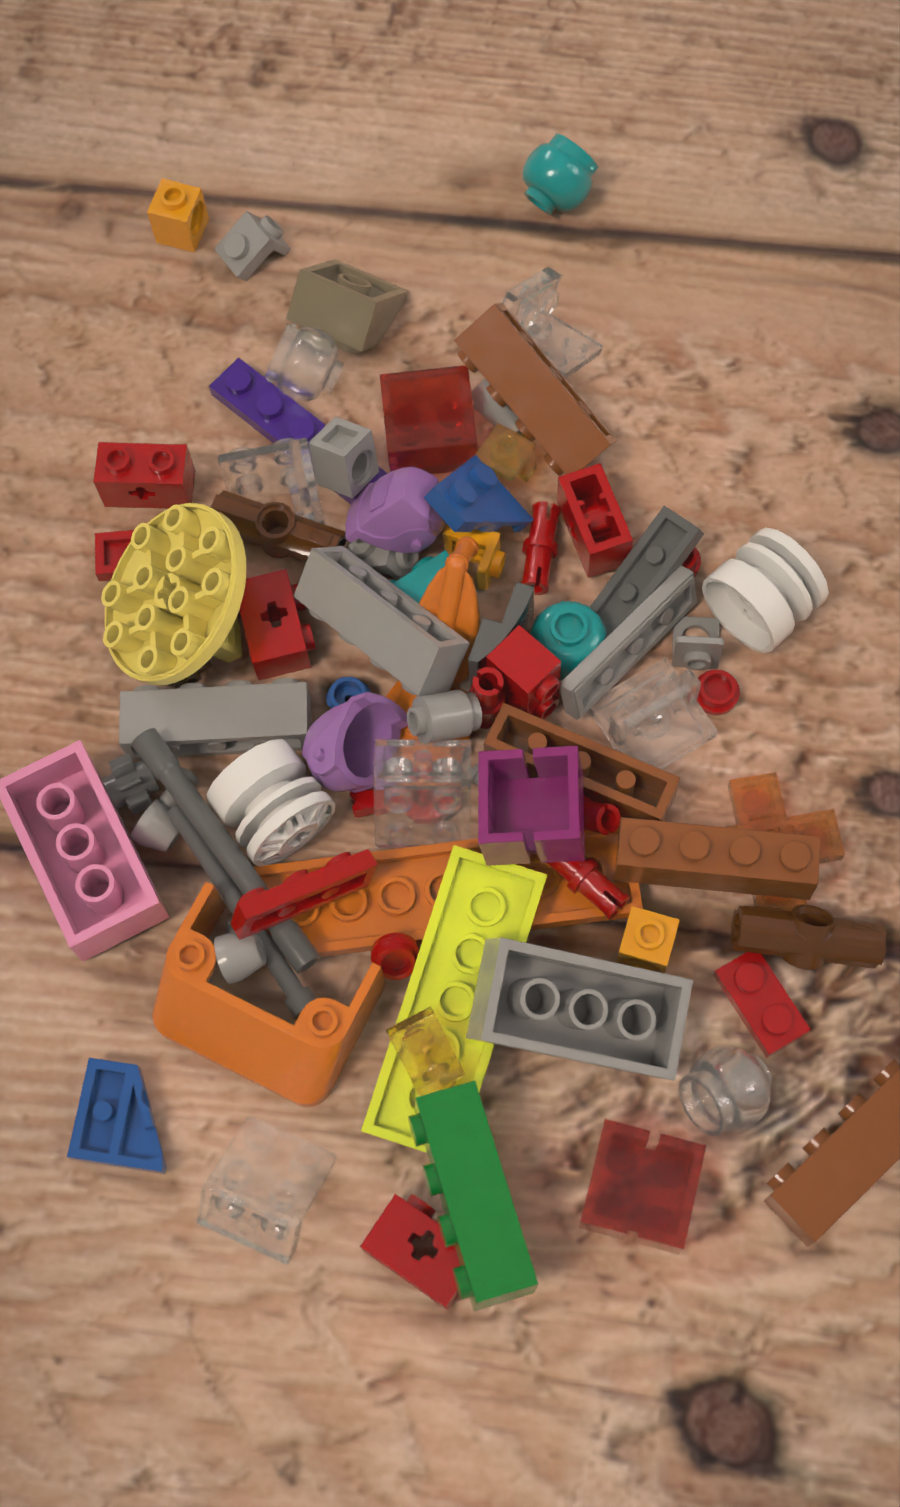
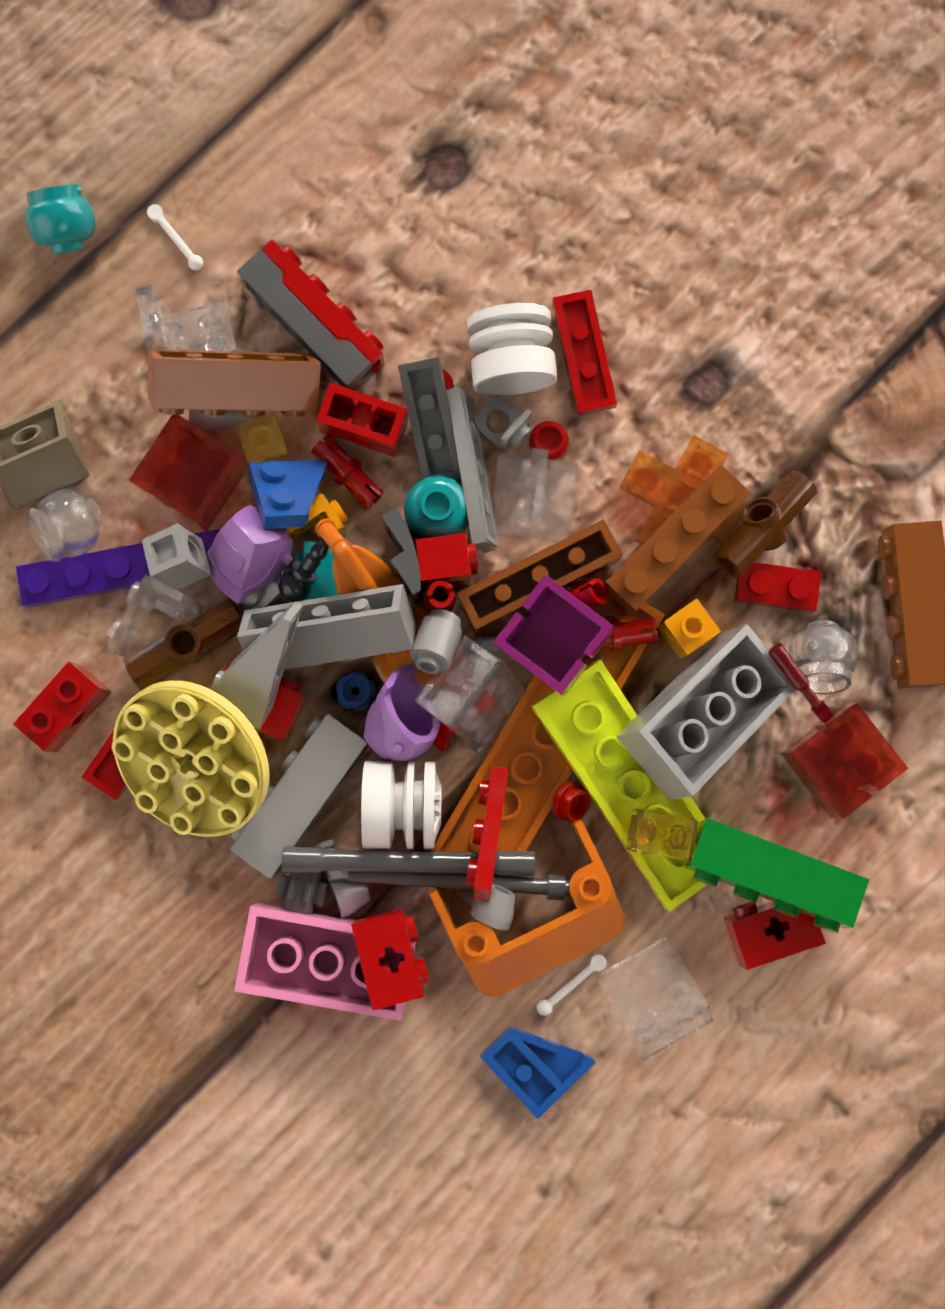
camera: 65 degrees left, 15 degrees up
(123, 860) = (387, 984): none -> red brick
(261, 1107) = (597, 963): none -> white hinge
(293, 584) = (257, 671): none -> light grey slope
(404, 568) = (296, 584): none -> black bar
(629, 246) = (156, 214): none -> white hinge
(649, 418) = (311, 316): none -> piece
(680, 1075) = (799, 681): none -> dark red piece
(822, 660) = (584, 352): none -> red plate

